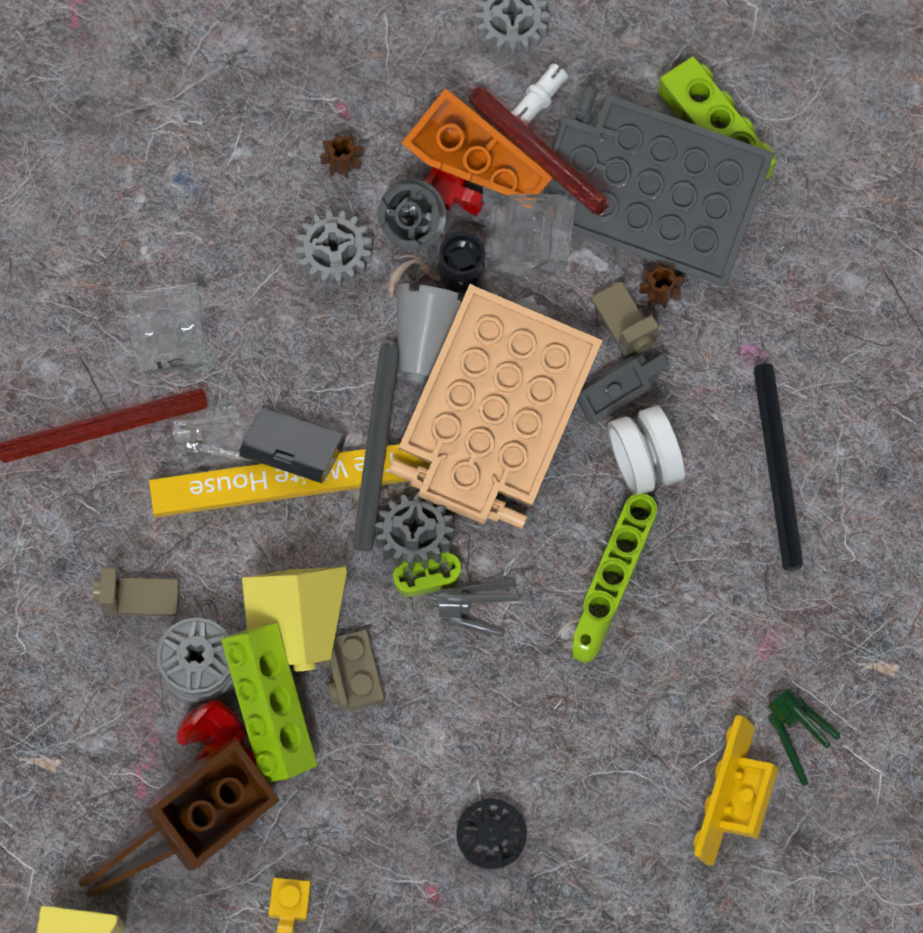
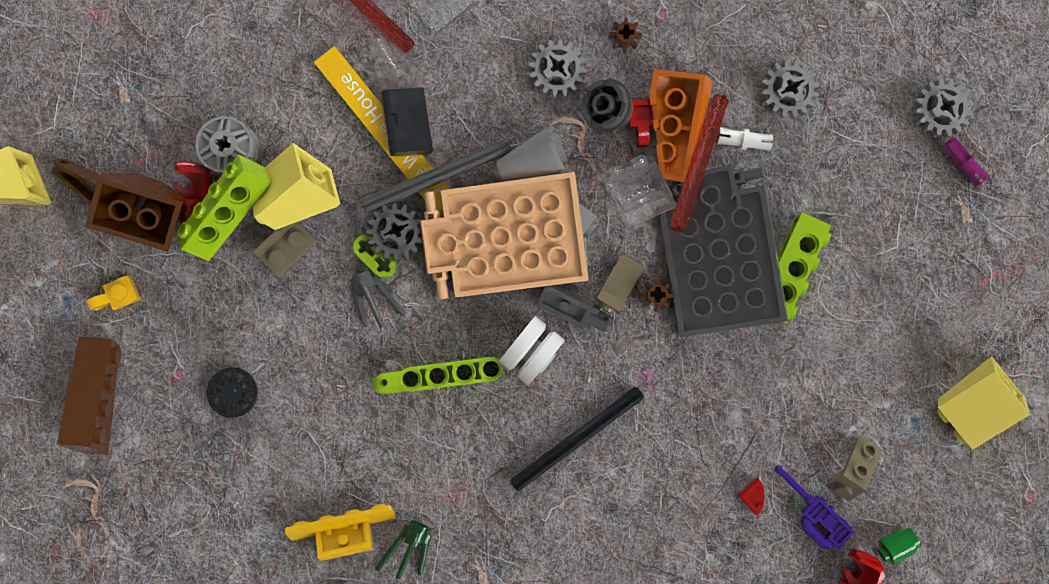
camera: 60 degrees right, 15 degrees up
(135, 595) = (254, 82): dark tan bracket -> none
(461, 261) = (594, 156): black wheel -> none

